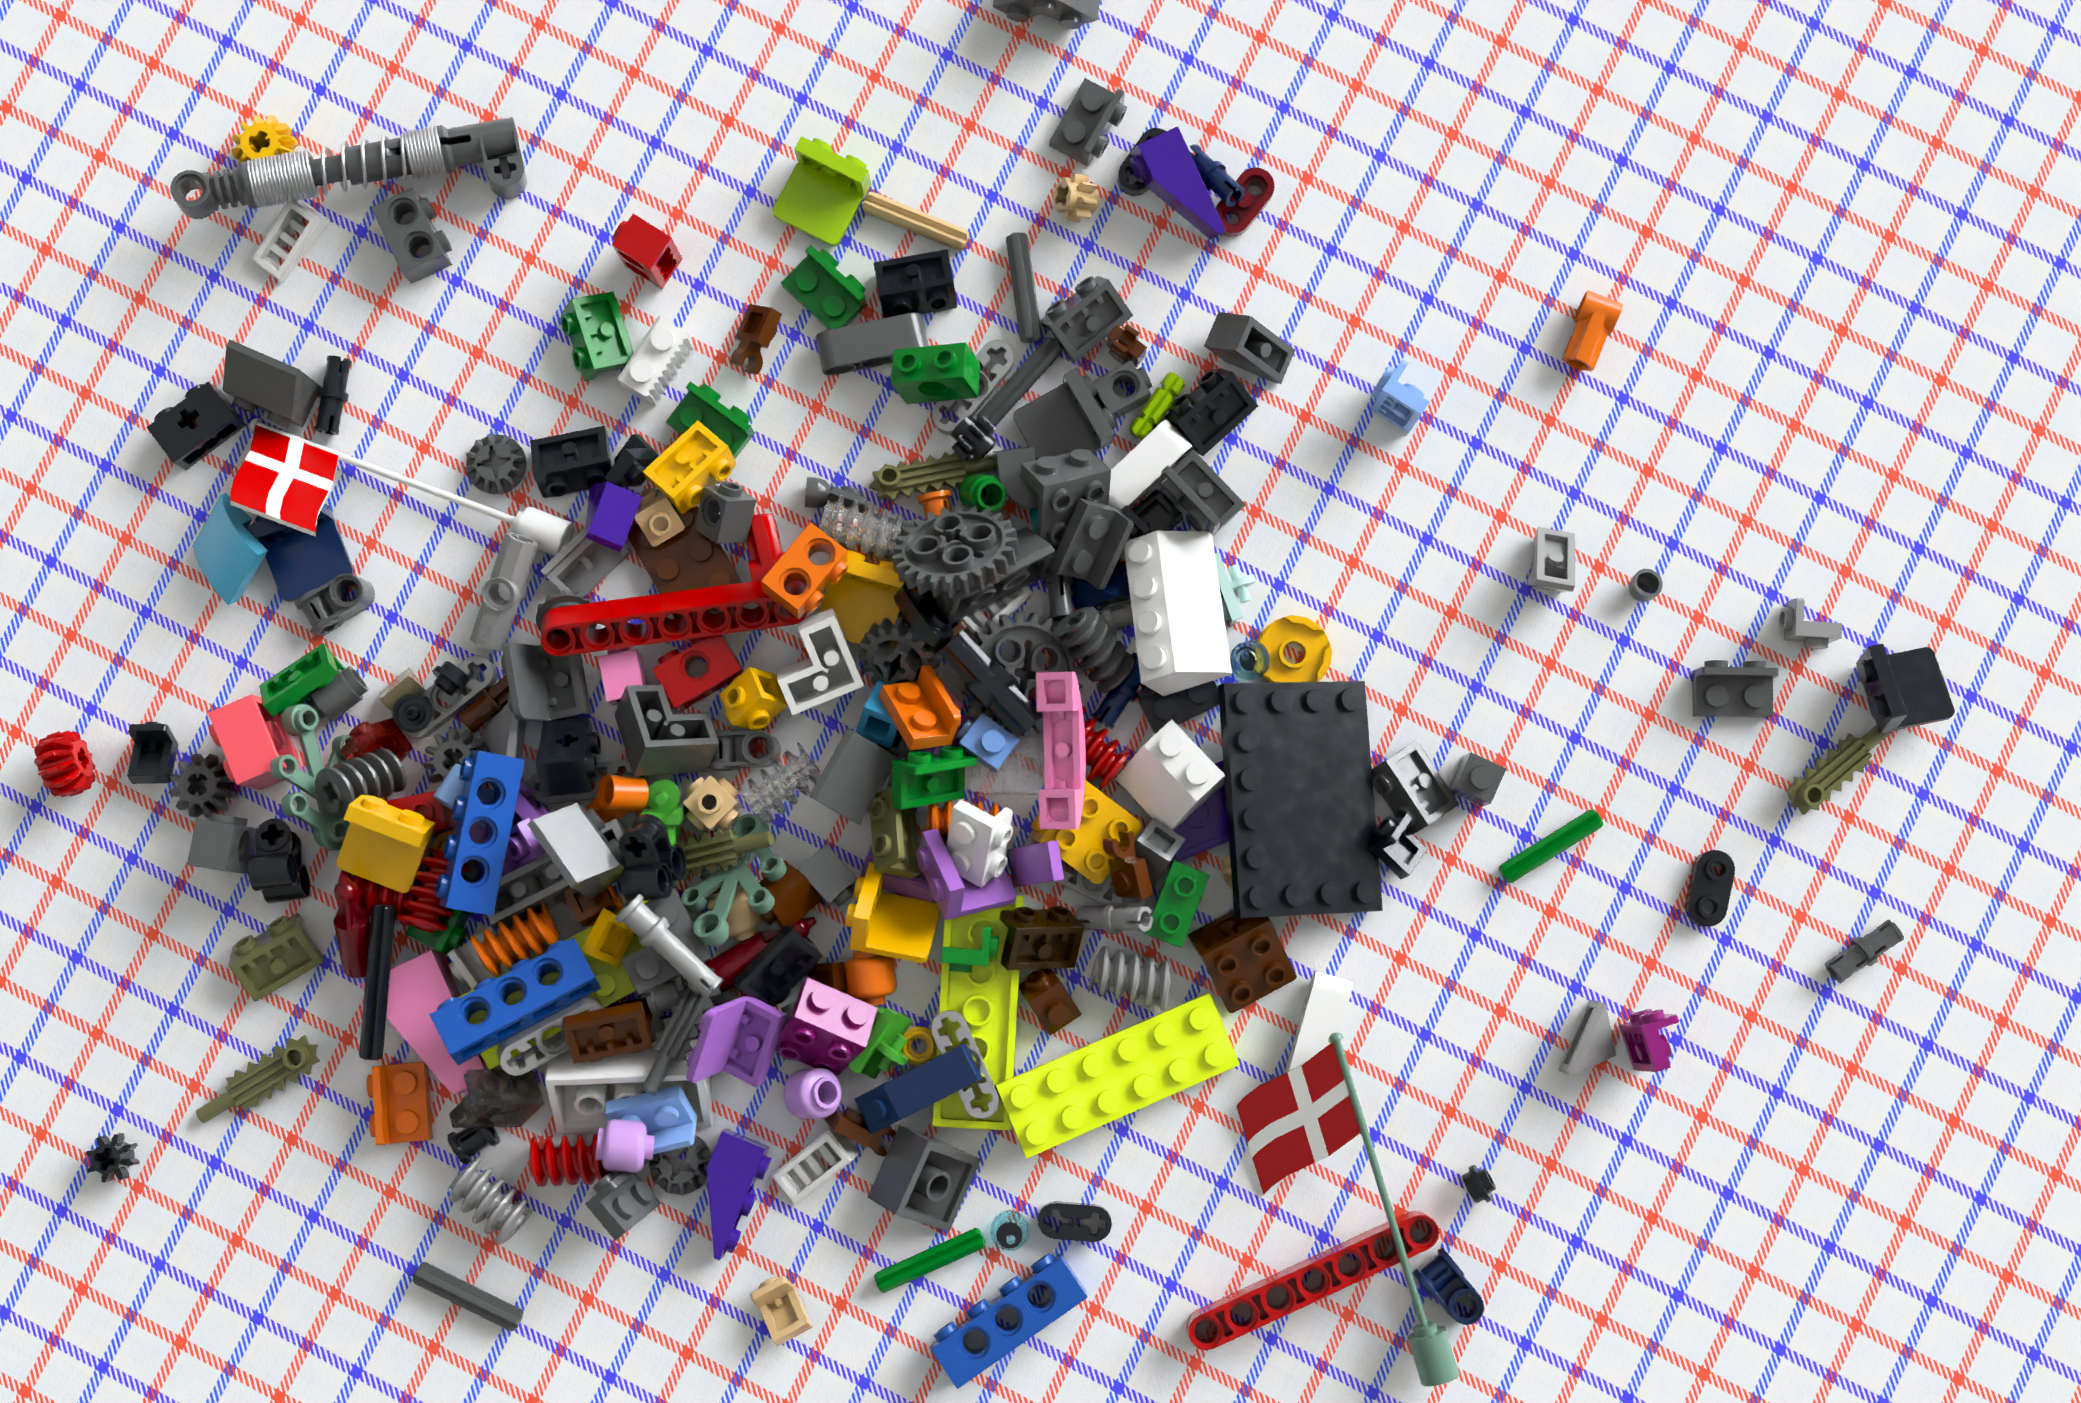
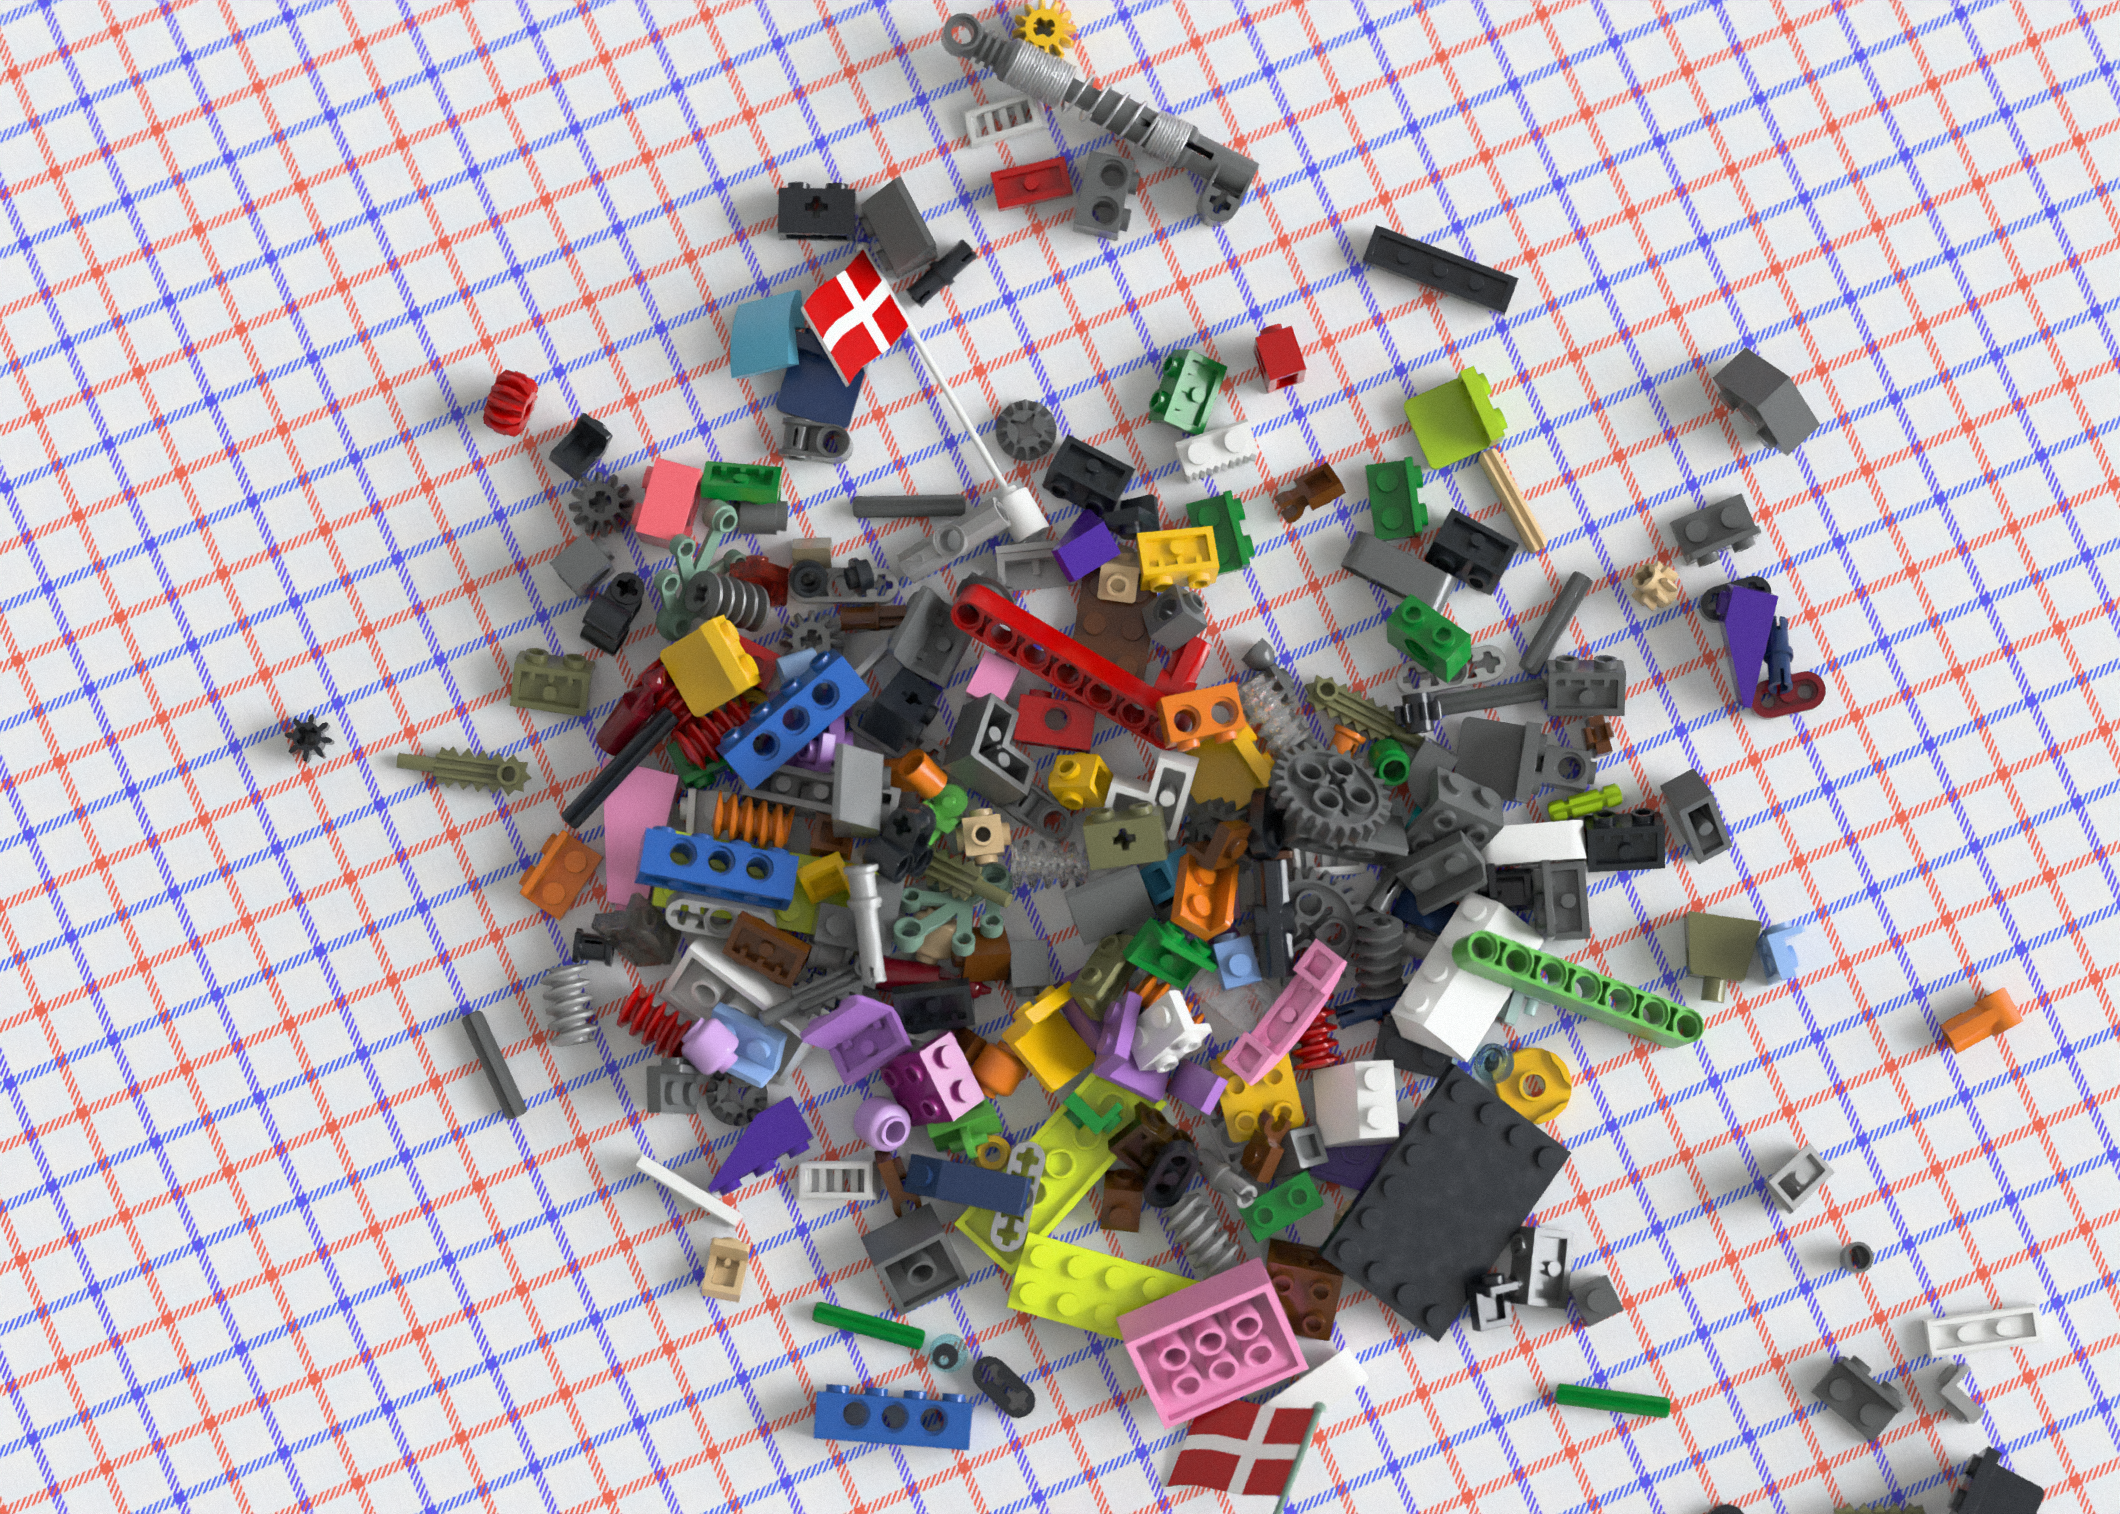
camera: 40 degrees right, 0 degrees up
(348, 271) = (1031, 183): none -> red plate
(449, 595) = (909, 506): none -> dark grey axle
(702, 1271) = (689, 1191): none -> white tile
(718, 90) = (1440, 270): none -> black plate
(819, 733) = (1110, 849): none -> olive brick
(906, 657) = (1225, 847): none -> reddish brown bracket
(1068, 941) = (1176, 1168): none -> black plate
(1209, 1056) = (1212, 1343): none -> bright pink slope
(1258, 560) = (1562, 993): none -> bright green beam
(1350, 435) = (1718, 951): none -> olive torso
(1784, 564) = (1983, 1331): none -> white tile

